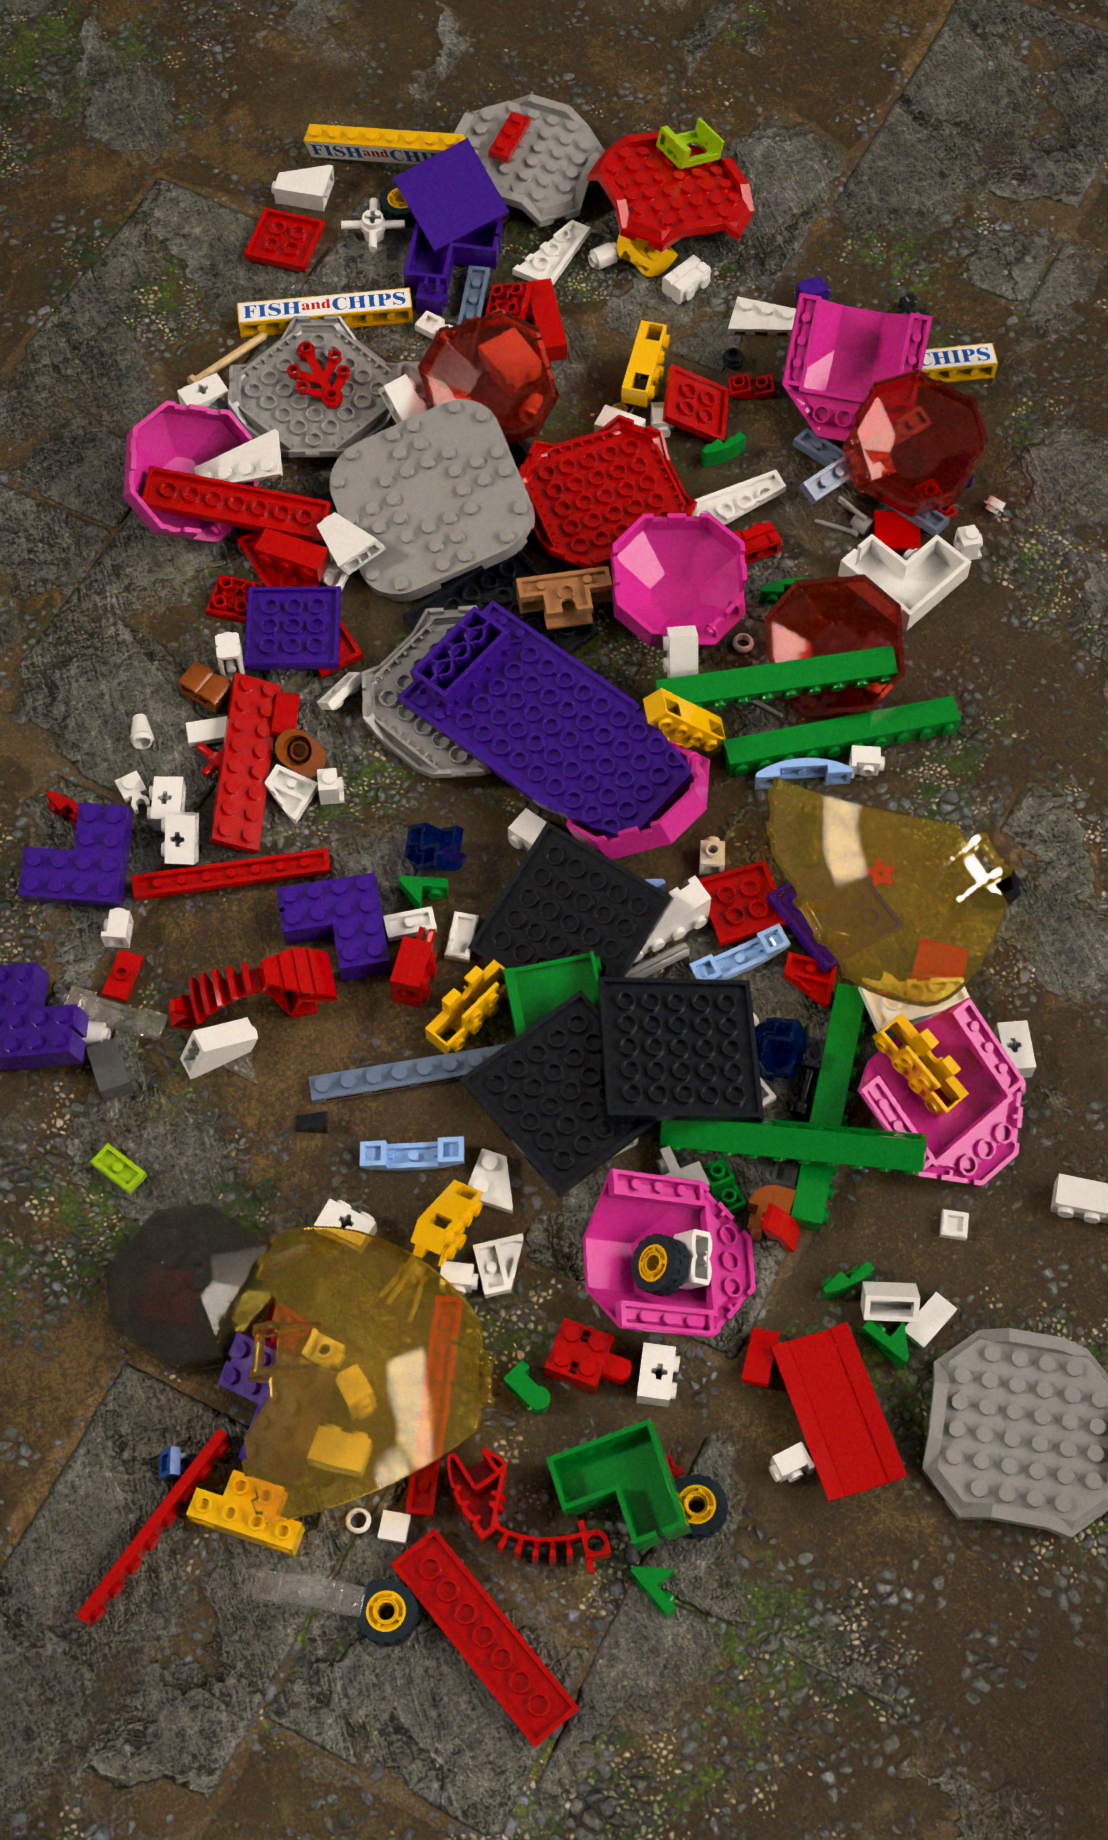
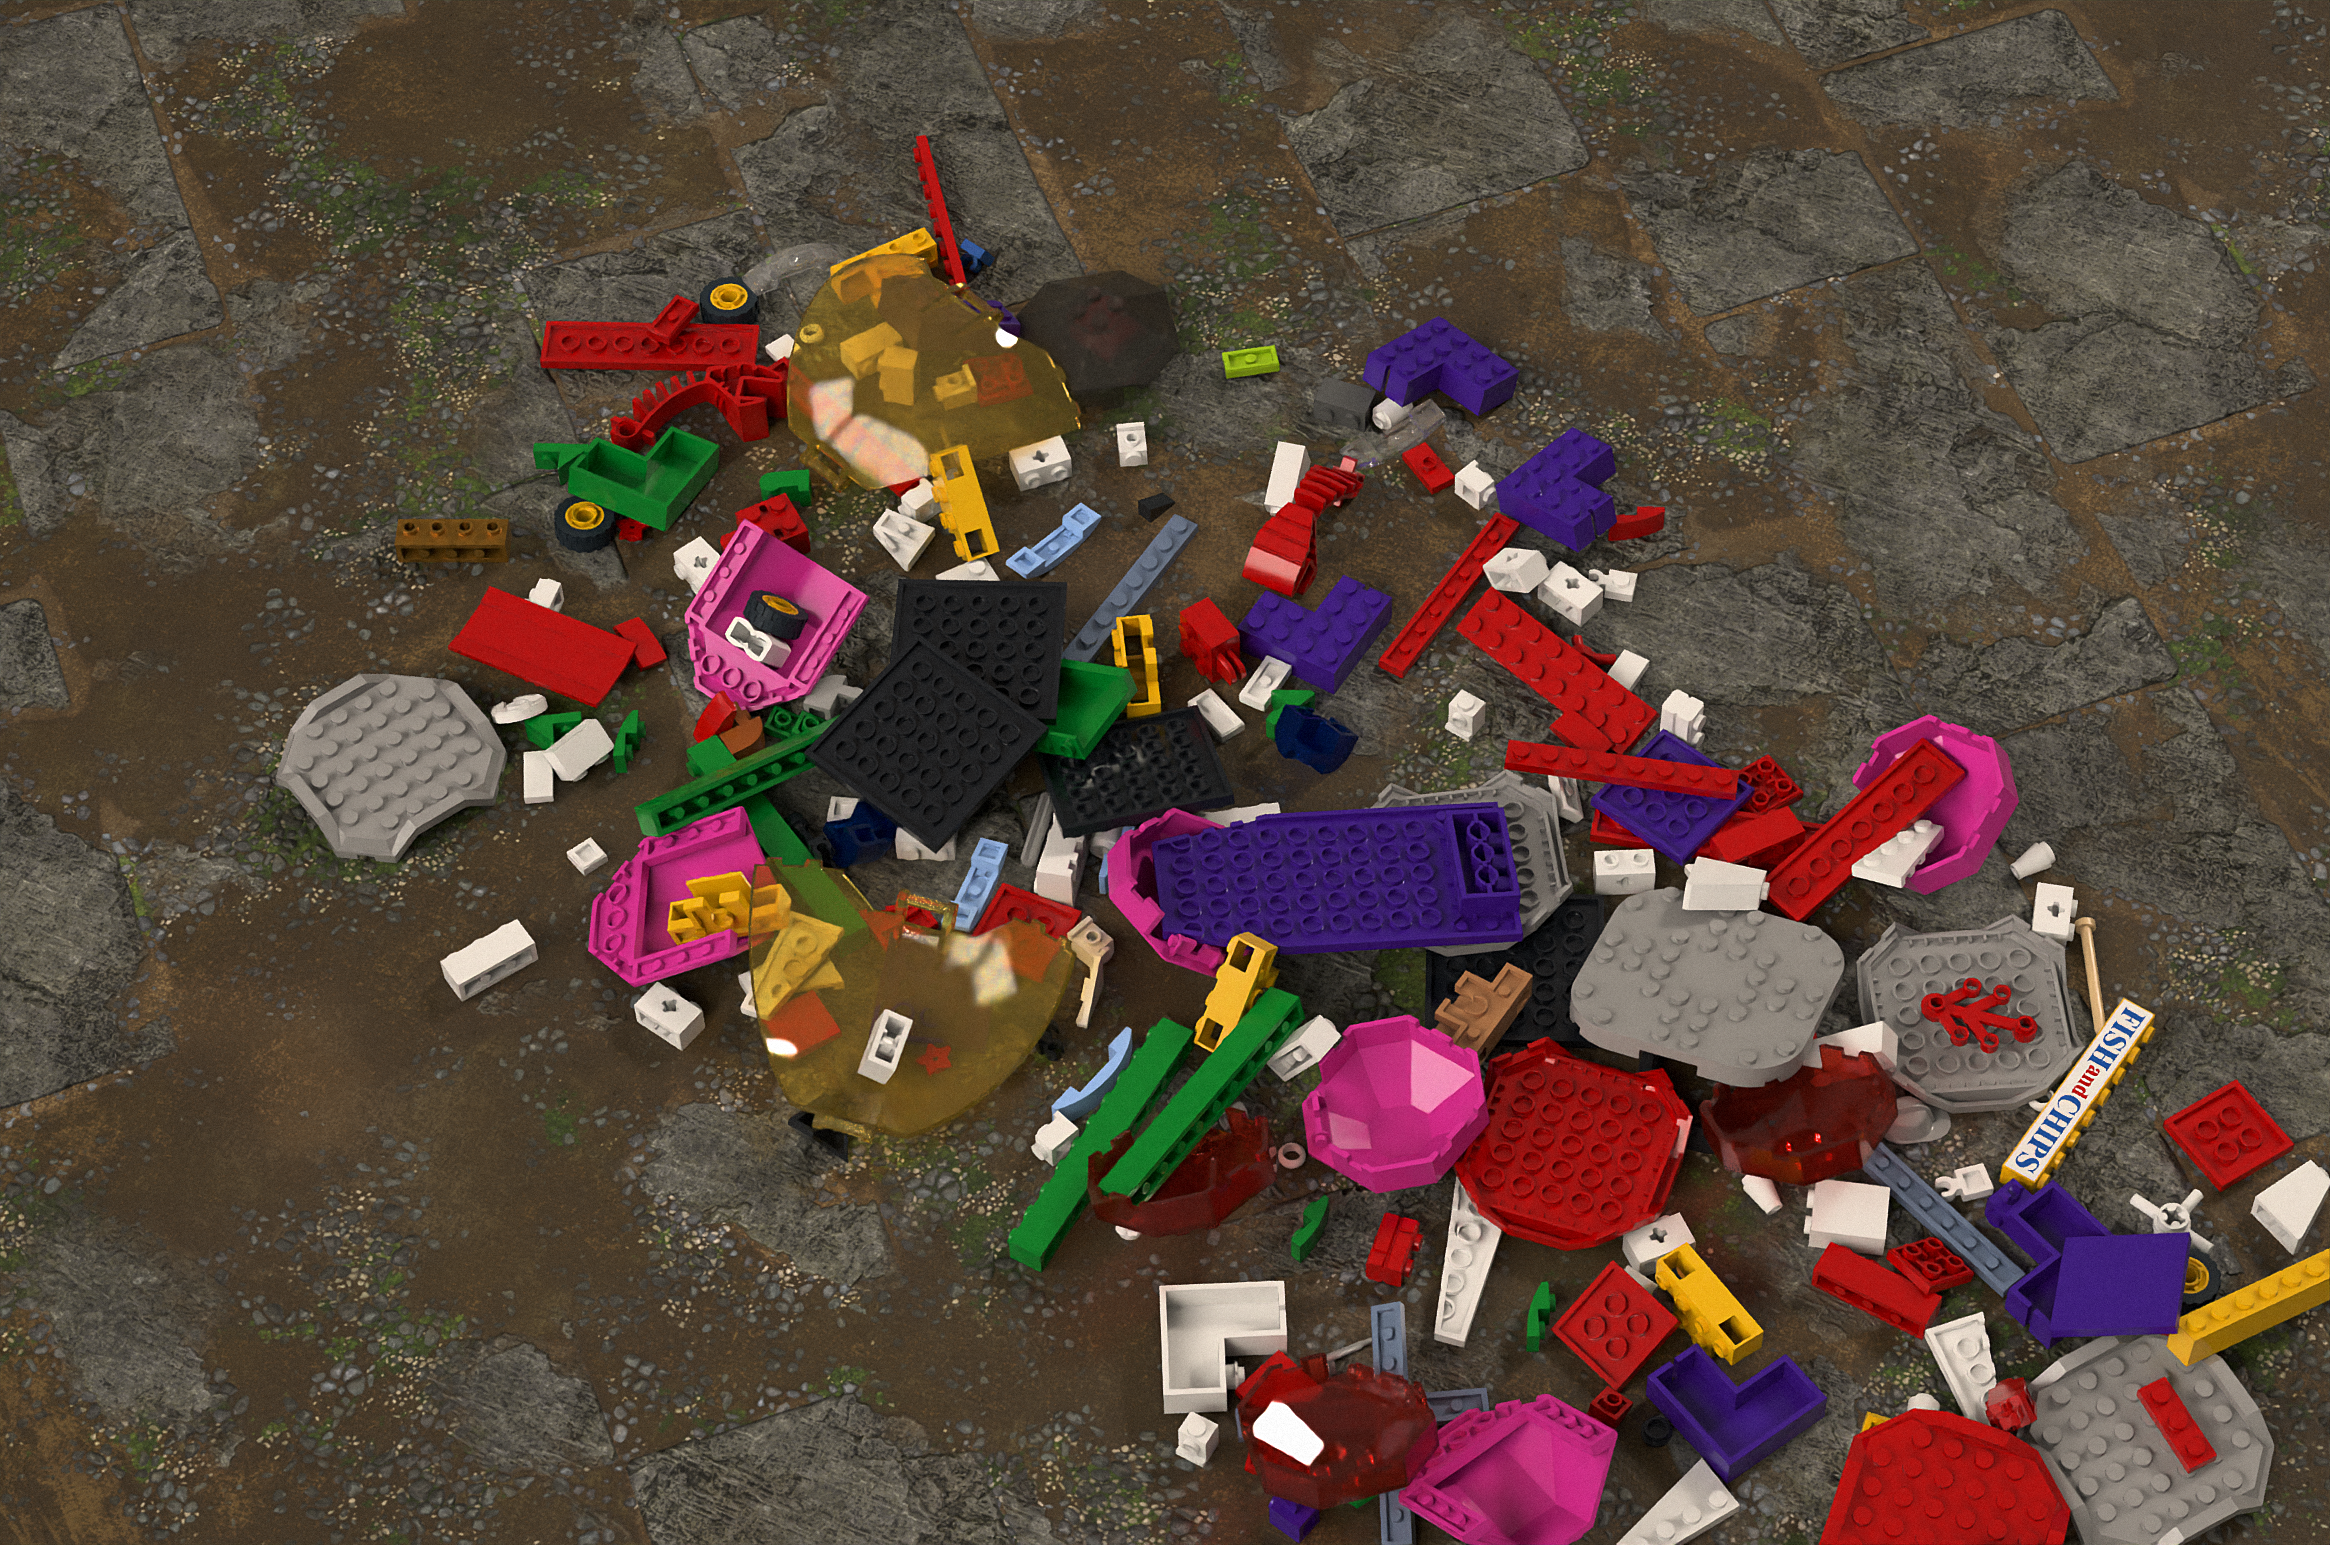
camera: 135 degrees right, 10 degrees down
(141, 733) = (1672, 623): white cone -> none
(205, 686) = (1659, 689): dark orange brick -> none
(273, 1188) = (1132, 444): none -> white brick
(291, 791) = (1495, 687): white wing -> none
(300, 752) = (1523, 716): dark orange piece -> none
(303, 659) = (1621, 769): none -> red plate
(375, 616) = (1623, 871): none -> white brick
(449, 1630) = (673, 319): none -> red plate
(572, 199) = (2010, 1405): none -> red hinge
(686, 279) = (1809, 1470): white brick -> none
(692, 318) = (1732, 1423): none -> dark purple piece
(745, 825) = (1091, 989): none -> tile
(804, 1593) = (453, 540): none -> pearl gold brick
(906, 1365) = (520, 709): none -> white tile
(915, 885) = (885, 1046): none -> white brick
(994, 504) = (1223, 1518): white plate -> none

